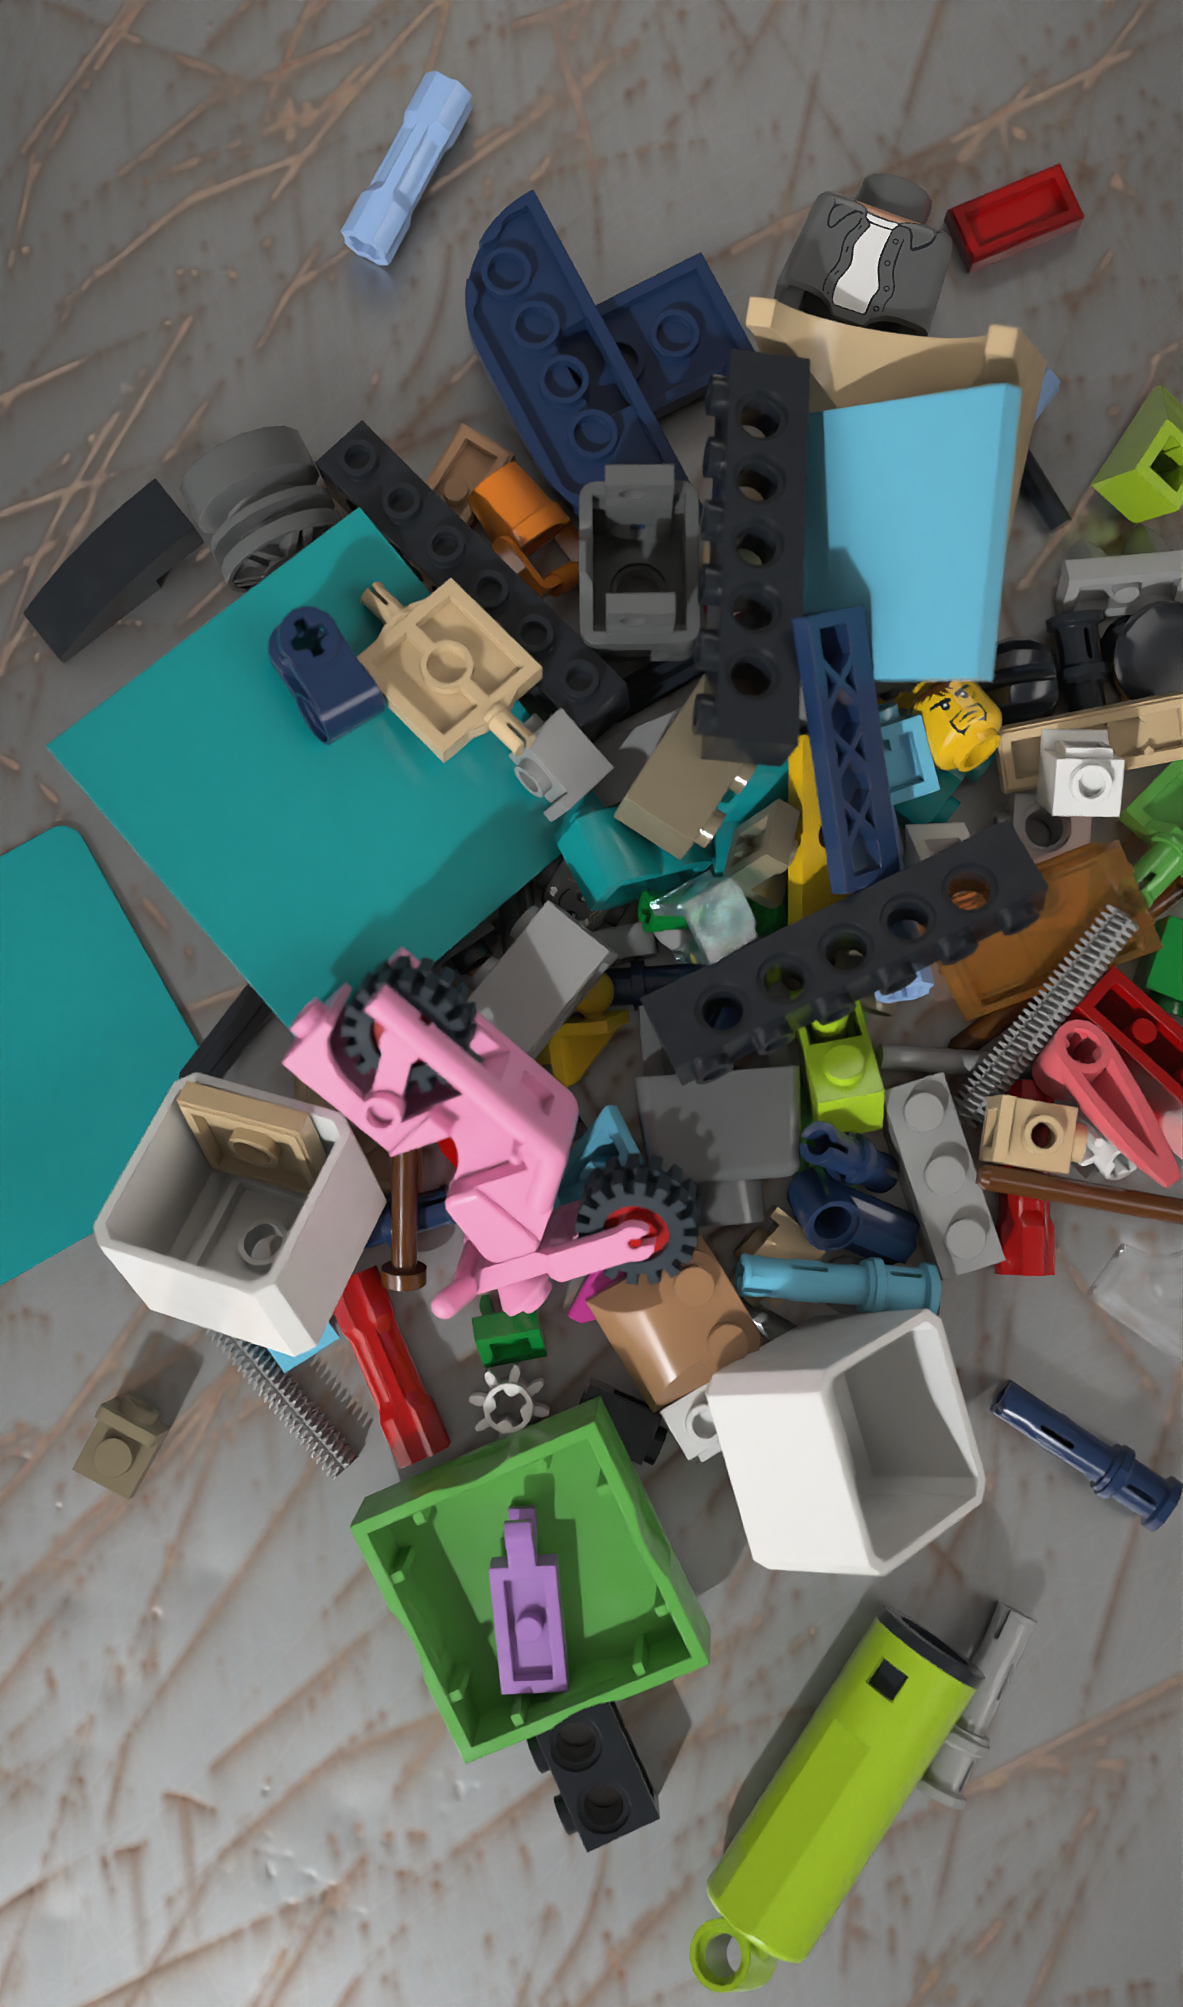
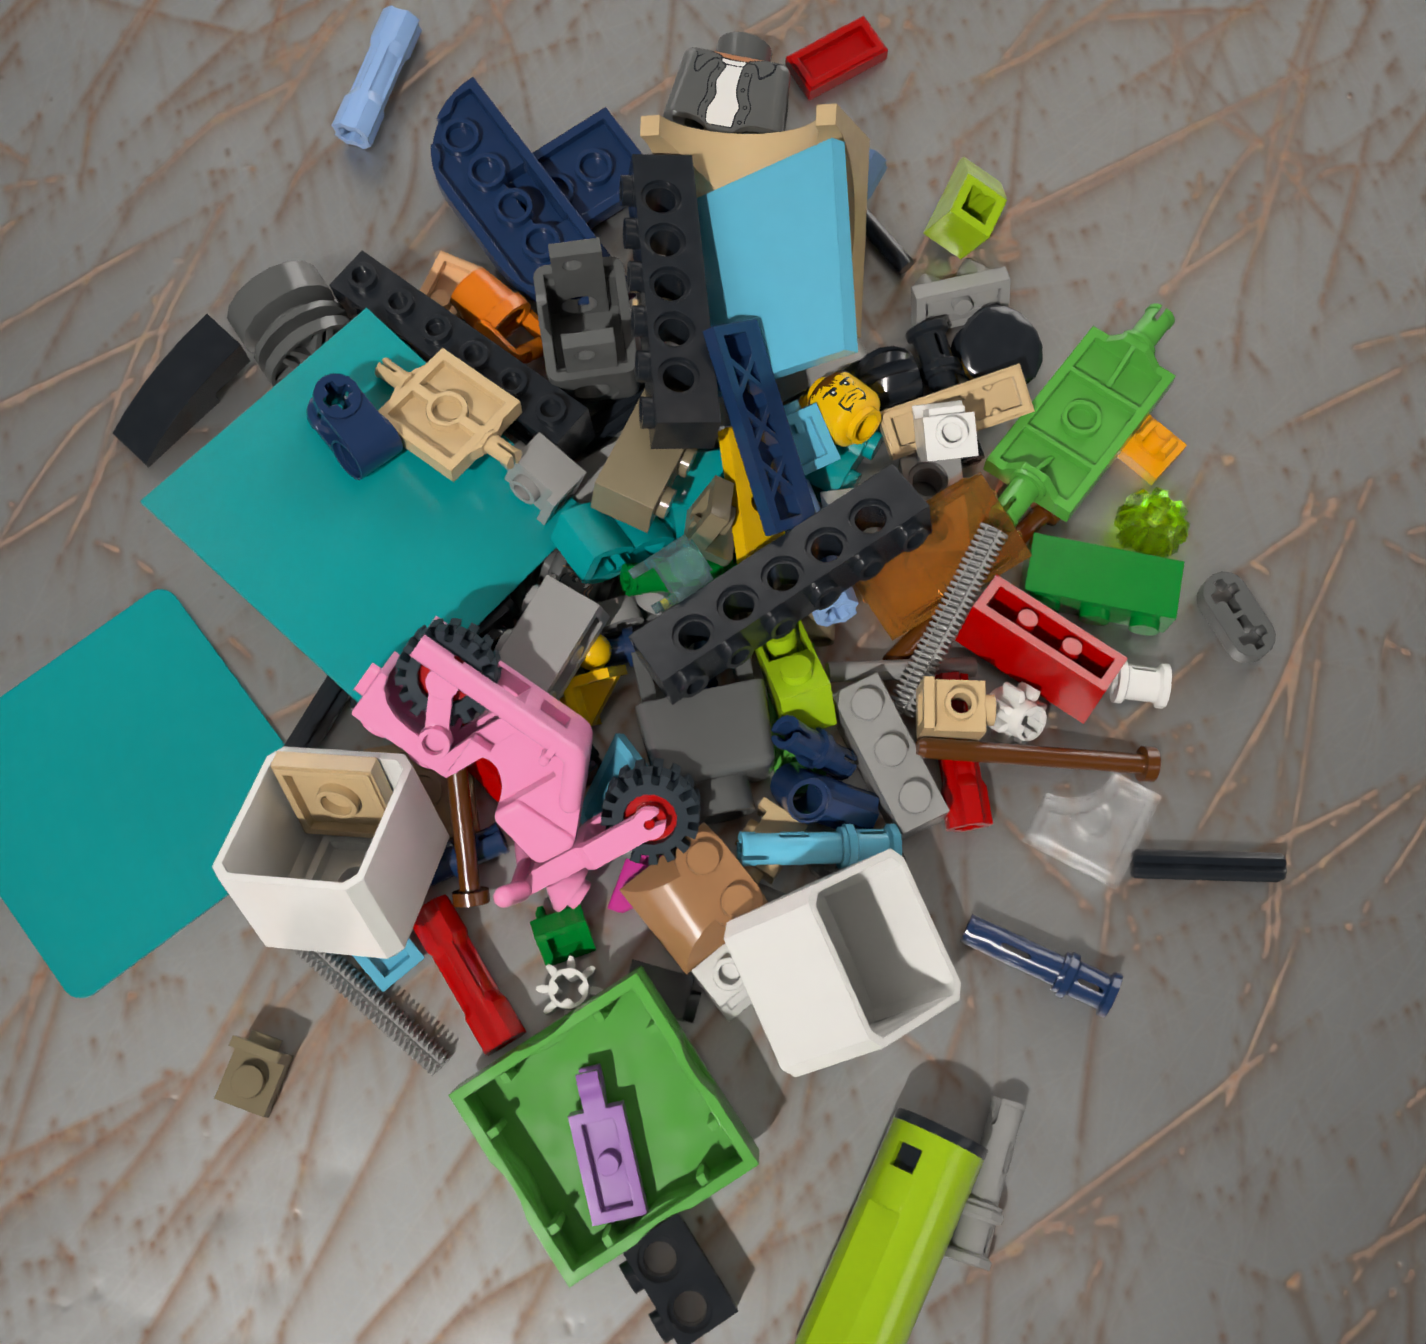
camera: 15 degrees left, 10 degrees down
(1087, 1068) = (991, 655): coral piece -> none

